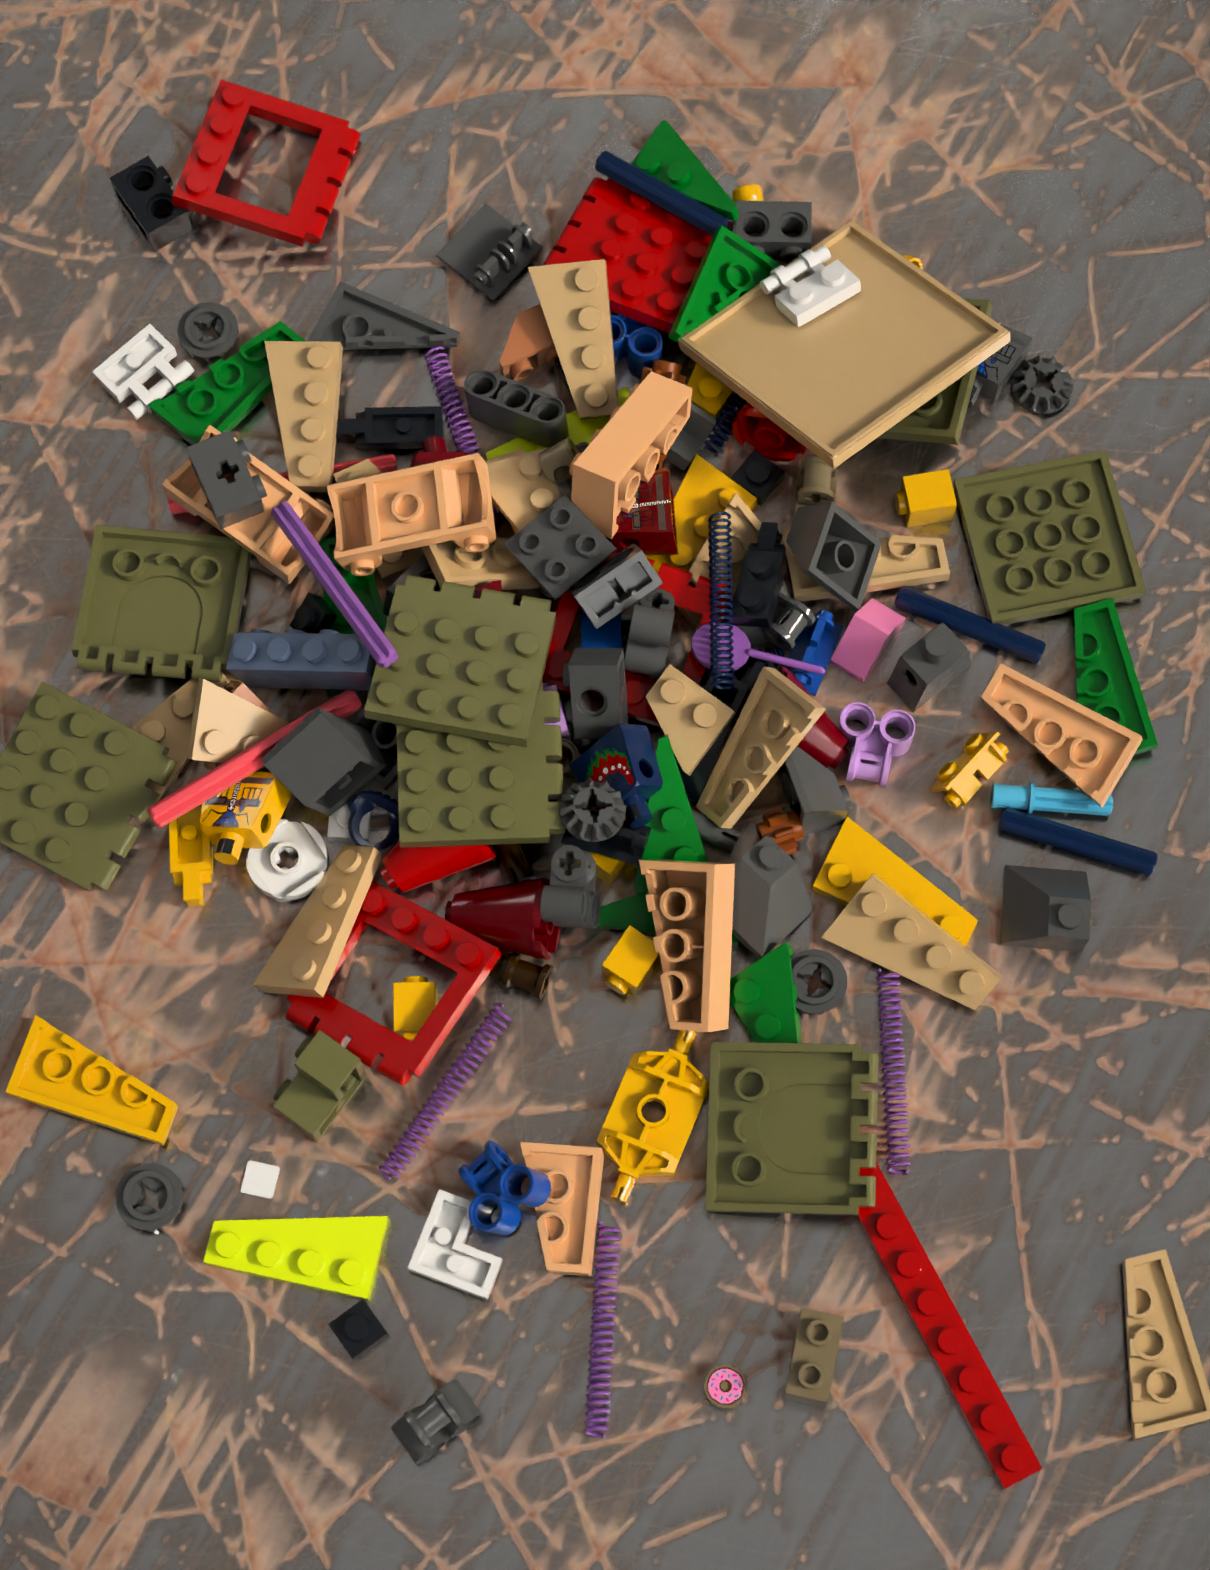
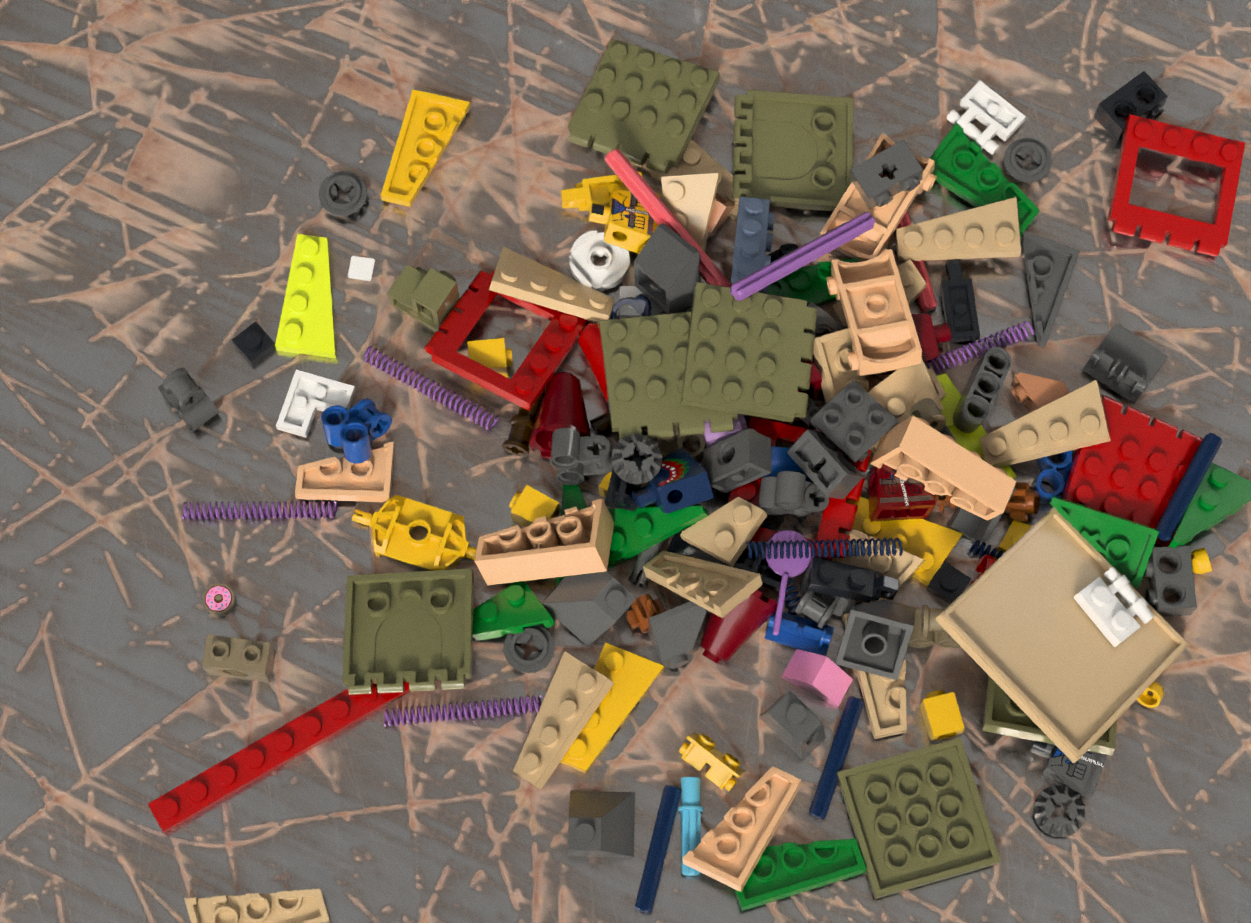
camera: 85 degrees right, 0 degrees up
(873, 746) = (724, 682): lavender piece -> none

